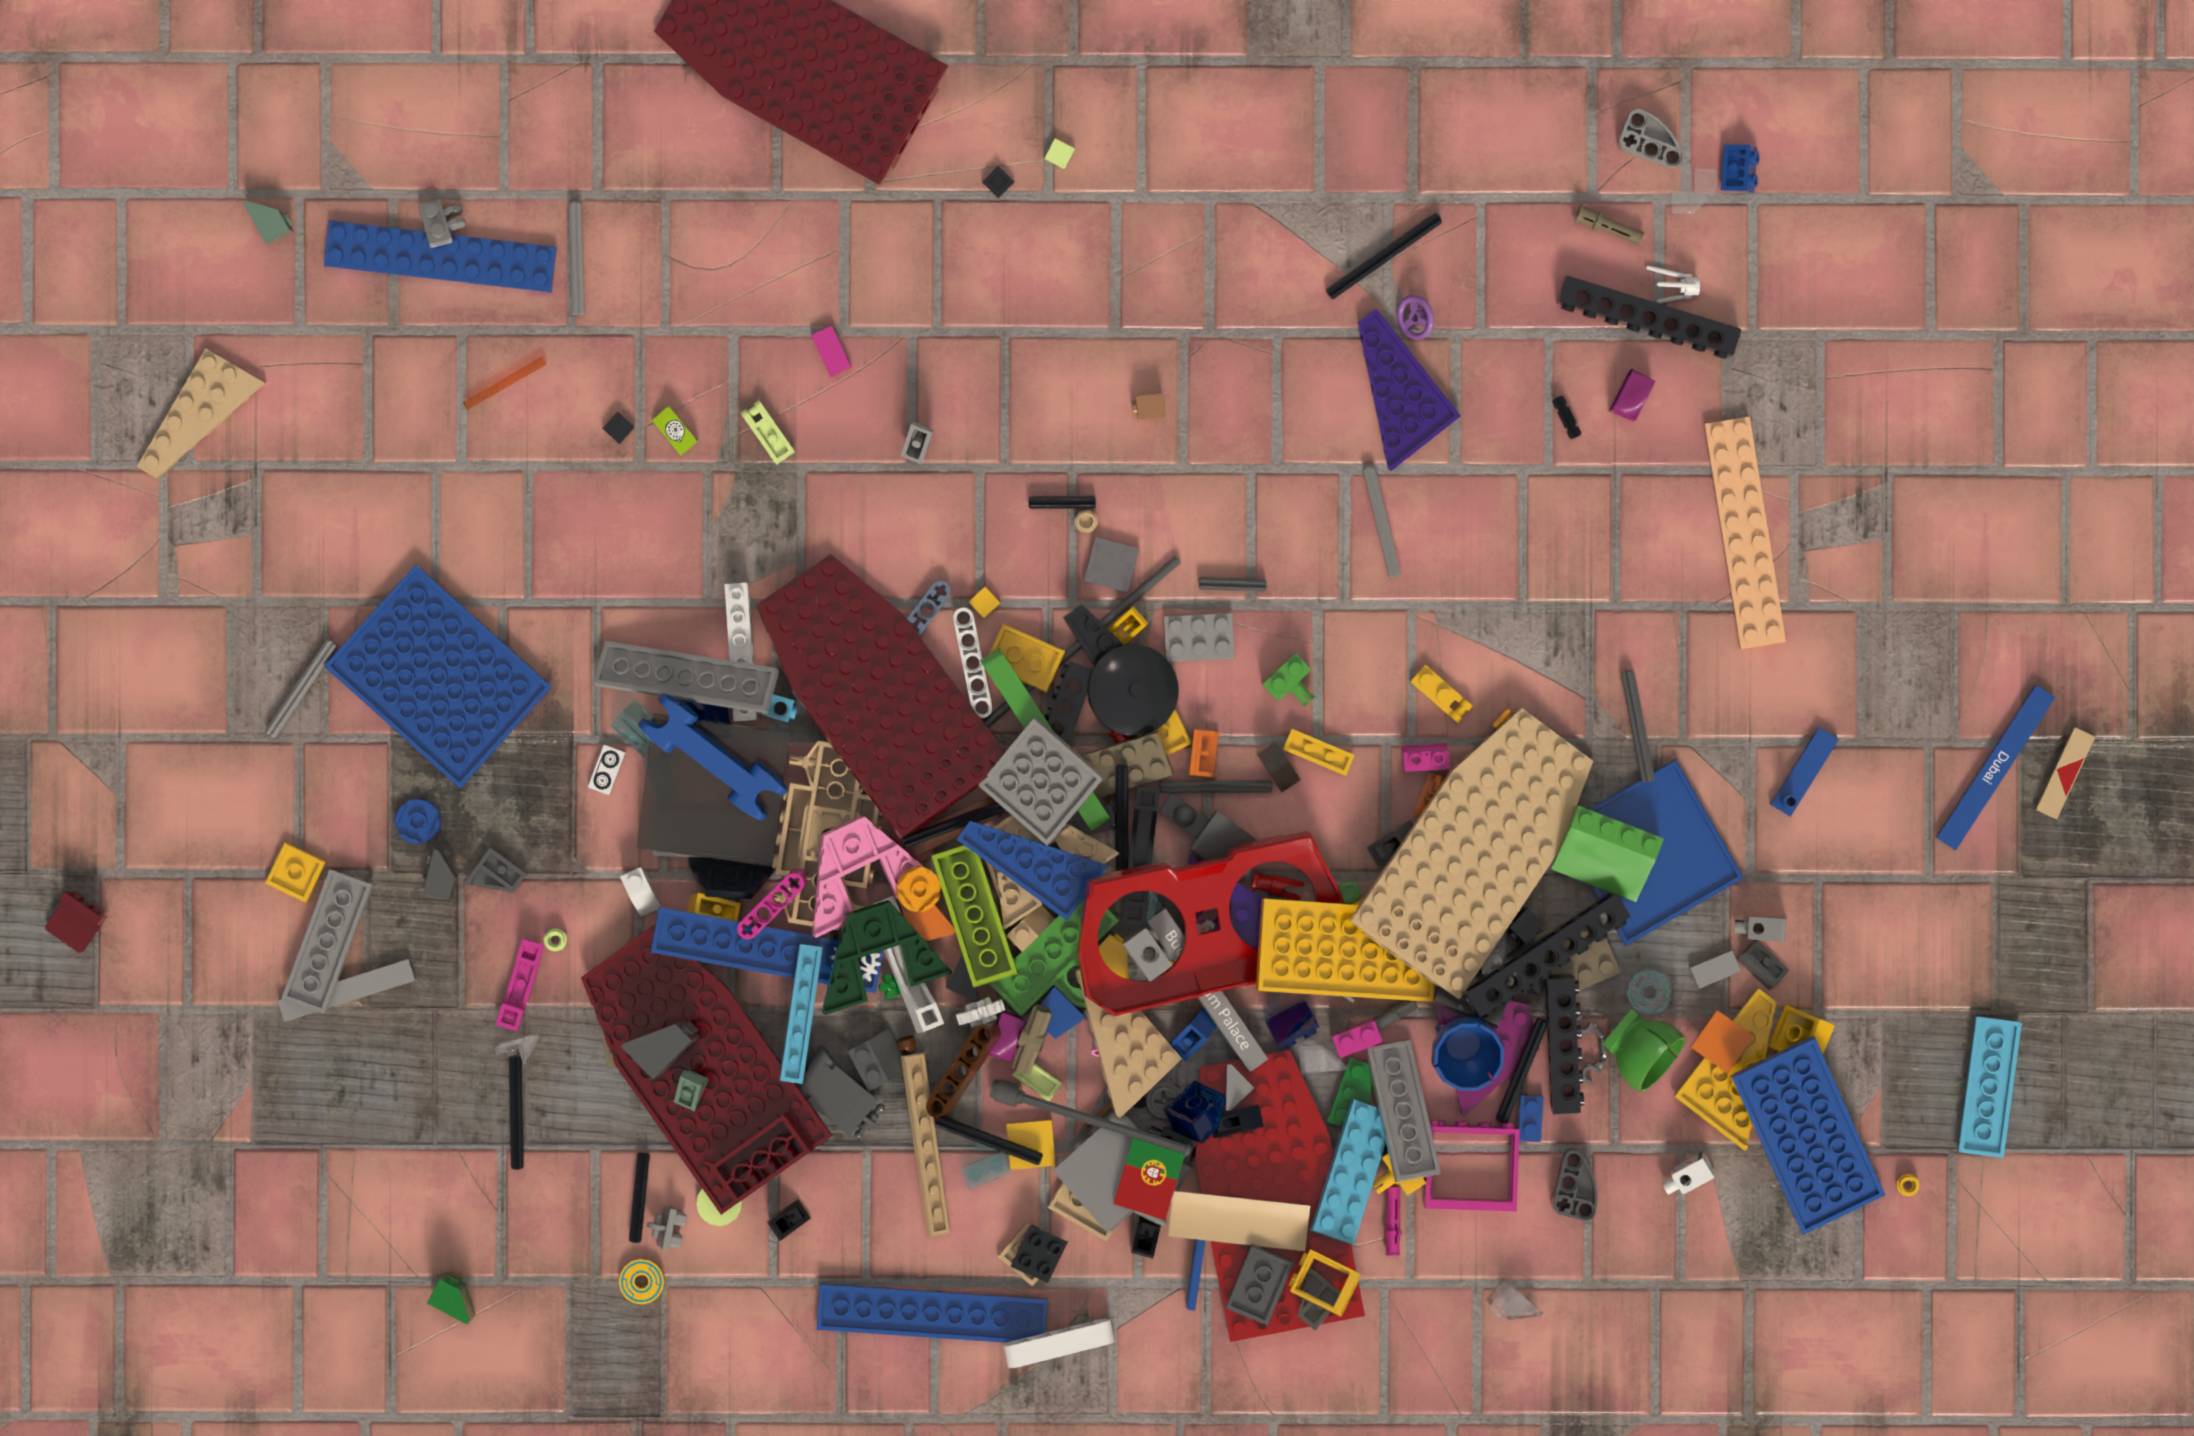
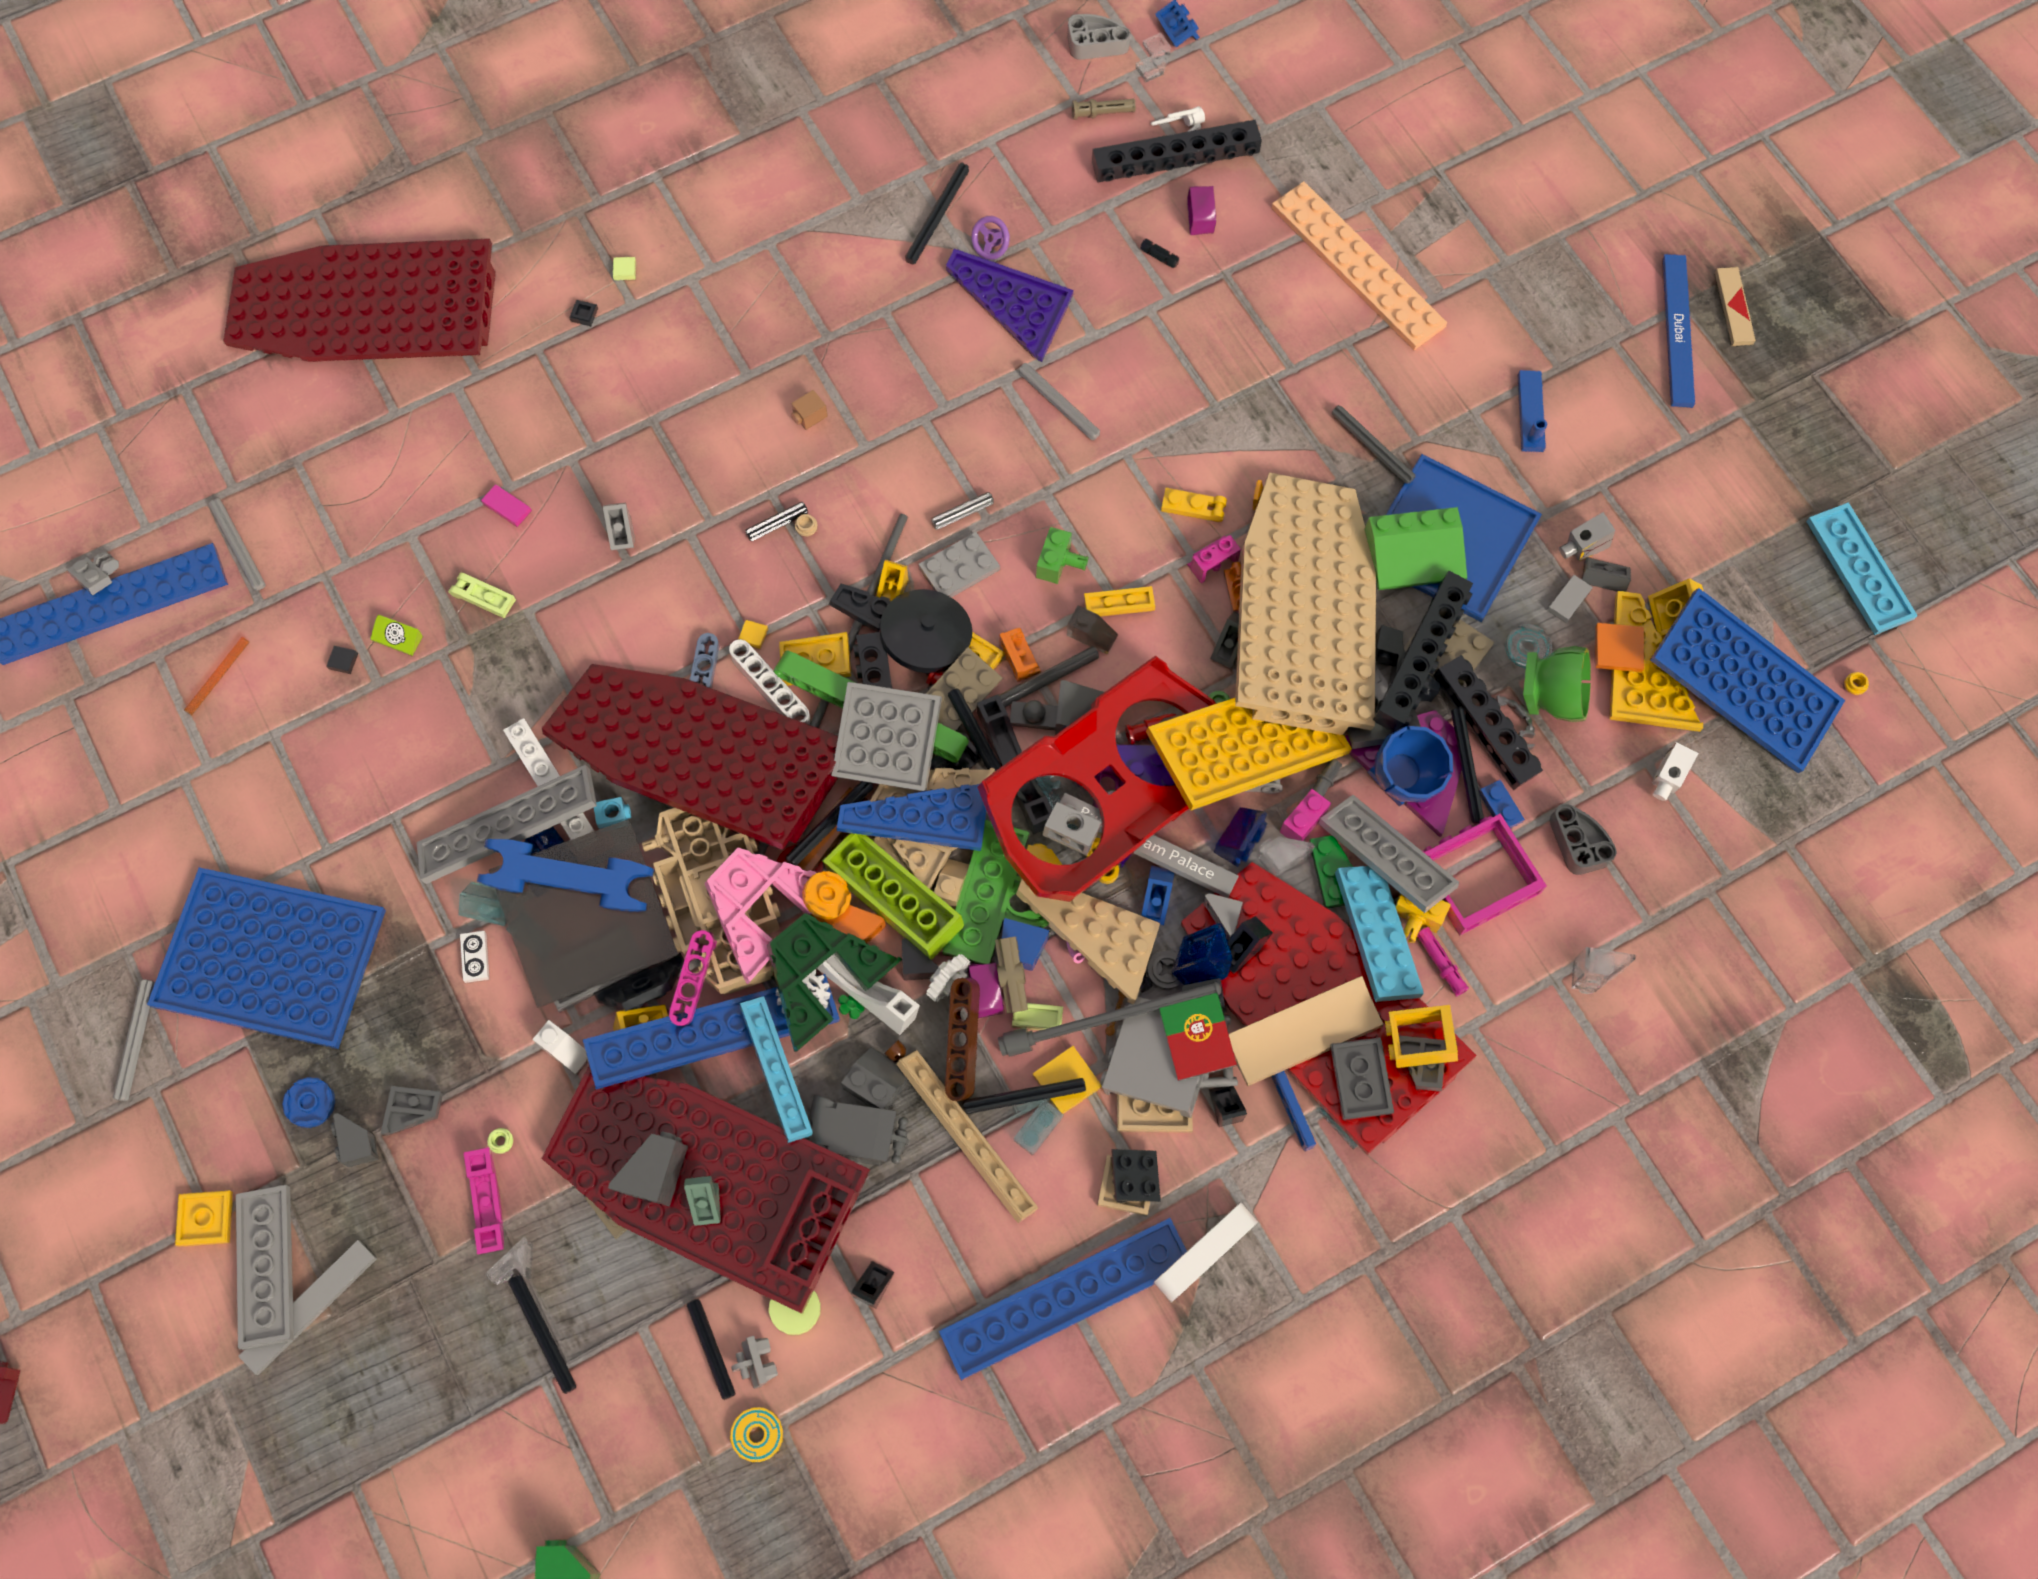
camera: 35 degrees left, 20 degrees down
(1111, 564) = (848, 548): flat silver tile -> none

